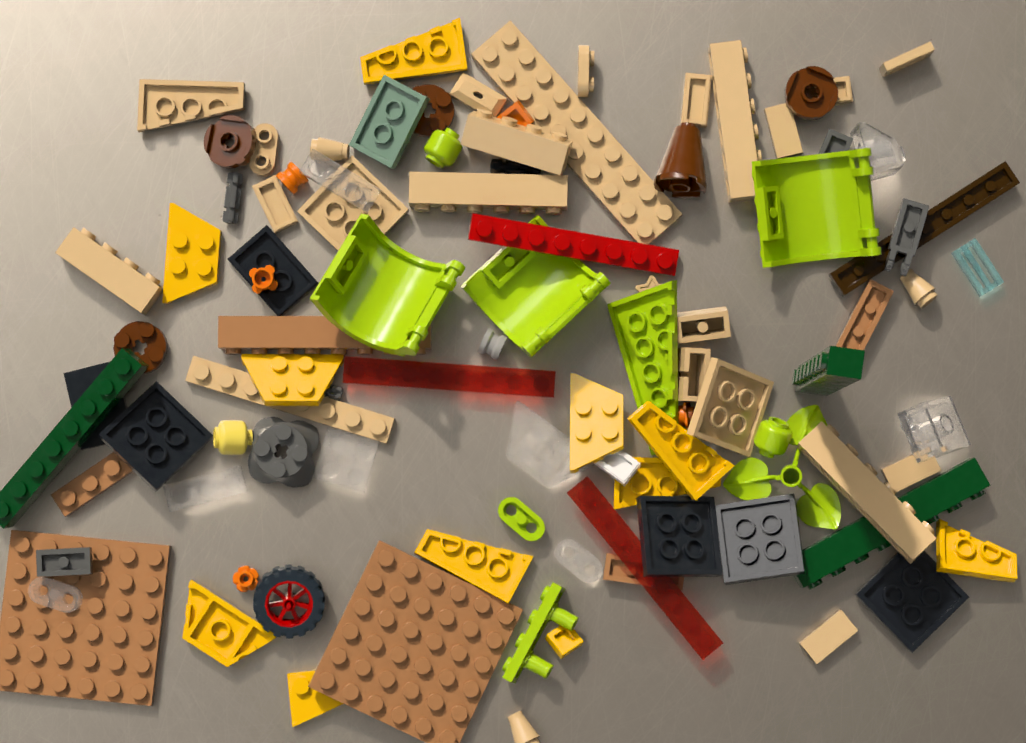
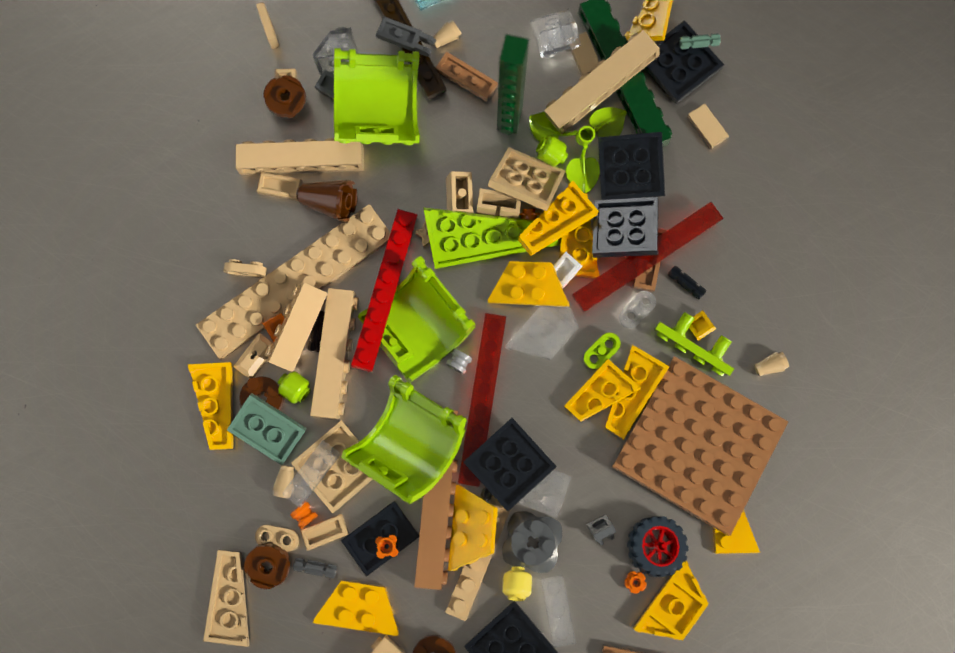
camera: 85 degrees left, 5 degrees down
(305, 533) = (601, 528): none -> dark grey tile
(371, 415) = (509, 464): none -> black plate
(471, 521) = (601, 391): none -> yellow wing
(618, 621) = (687, 282): none -> black axle
(783, 131) = (312, 122): tan tile -> none
(939, 618) = (699, 41): none -> sand green axle

